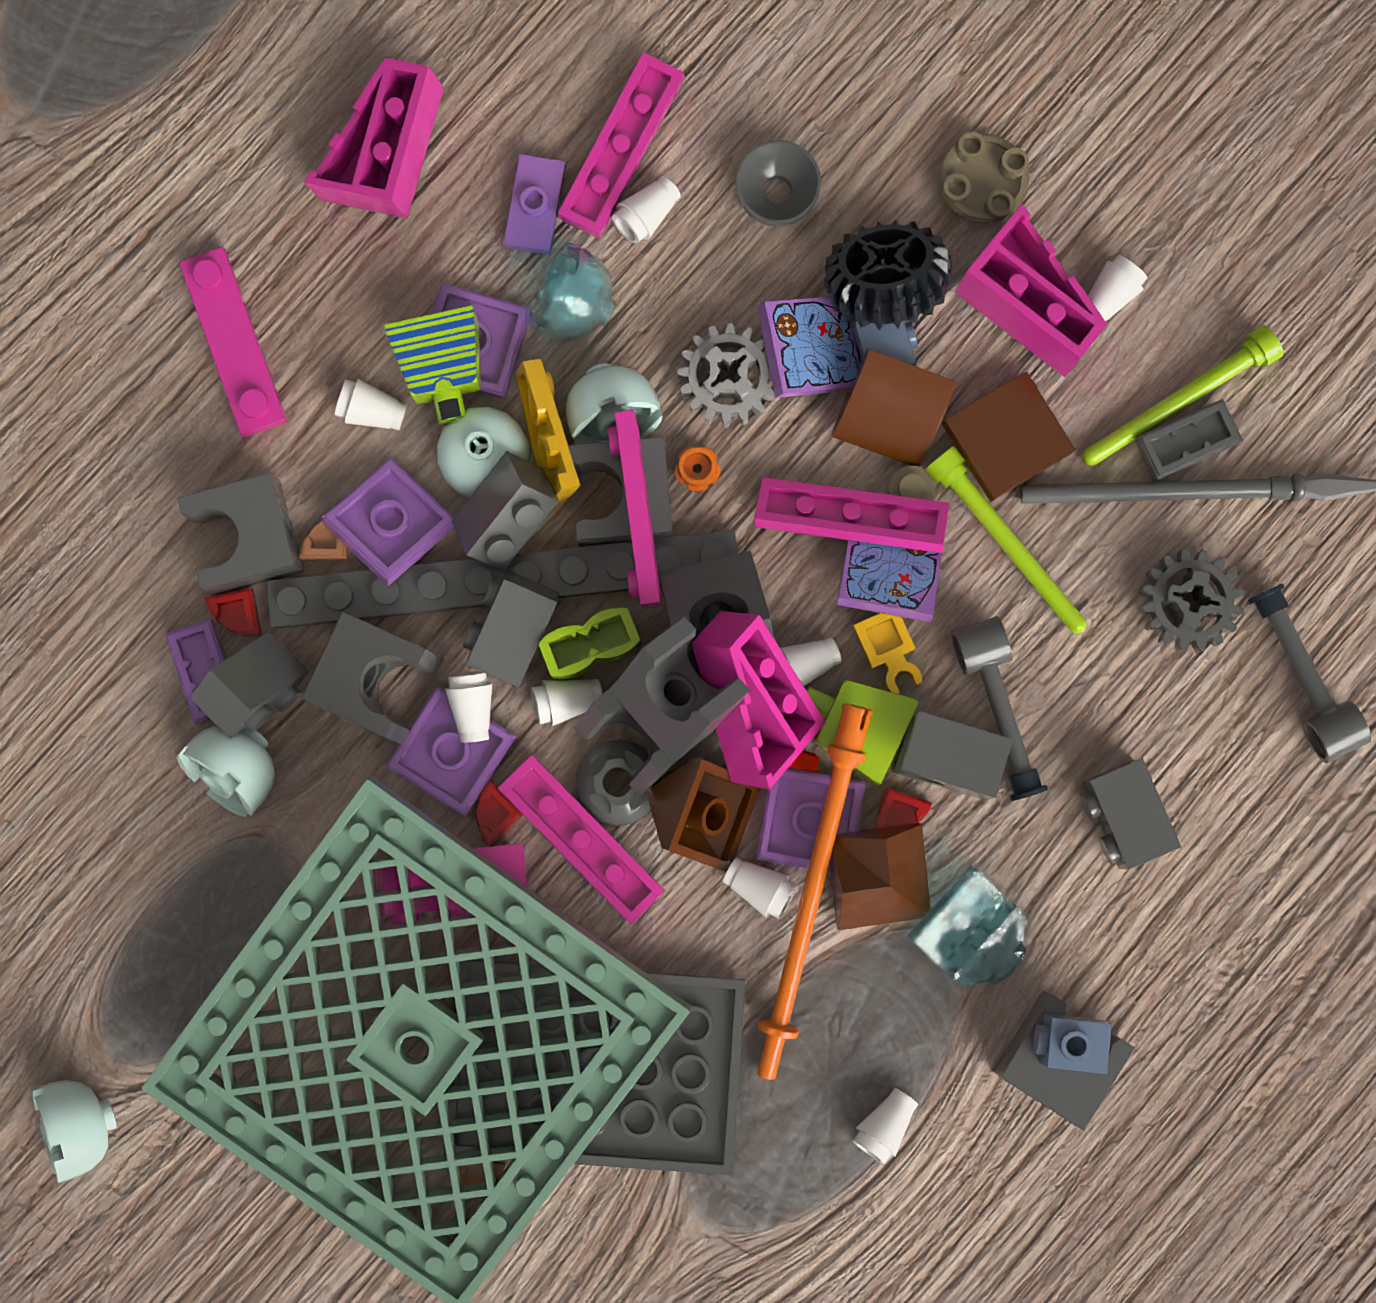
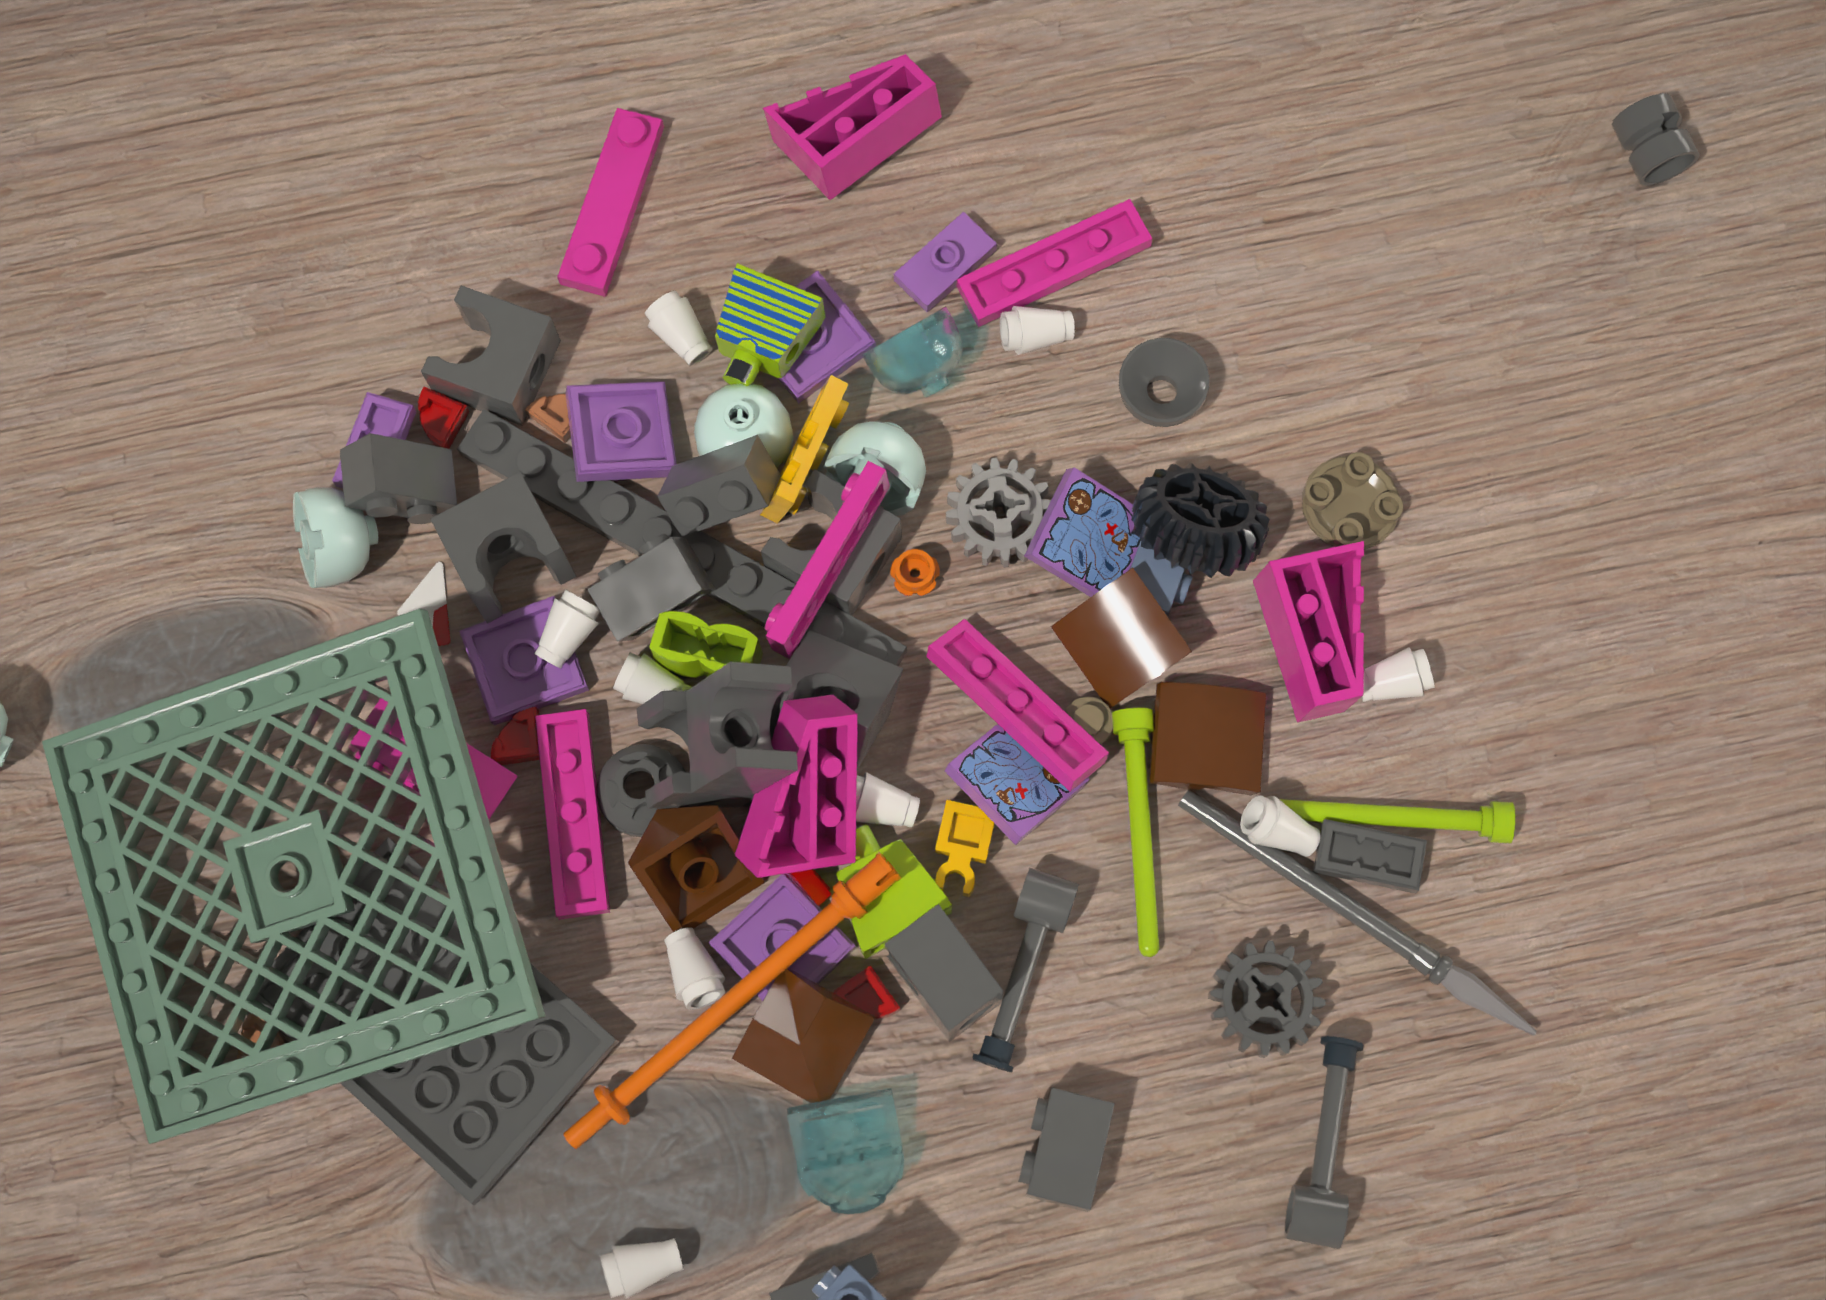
camera: 40 degrees right, 10 degrees down
(343, 767) = (431, 597): none -> white sticker
(1107, 467) = (1277, 826): none -> white cone

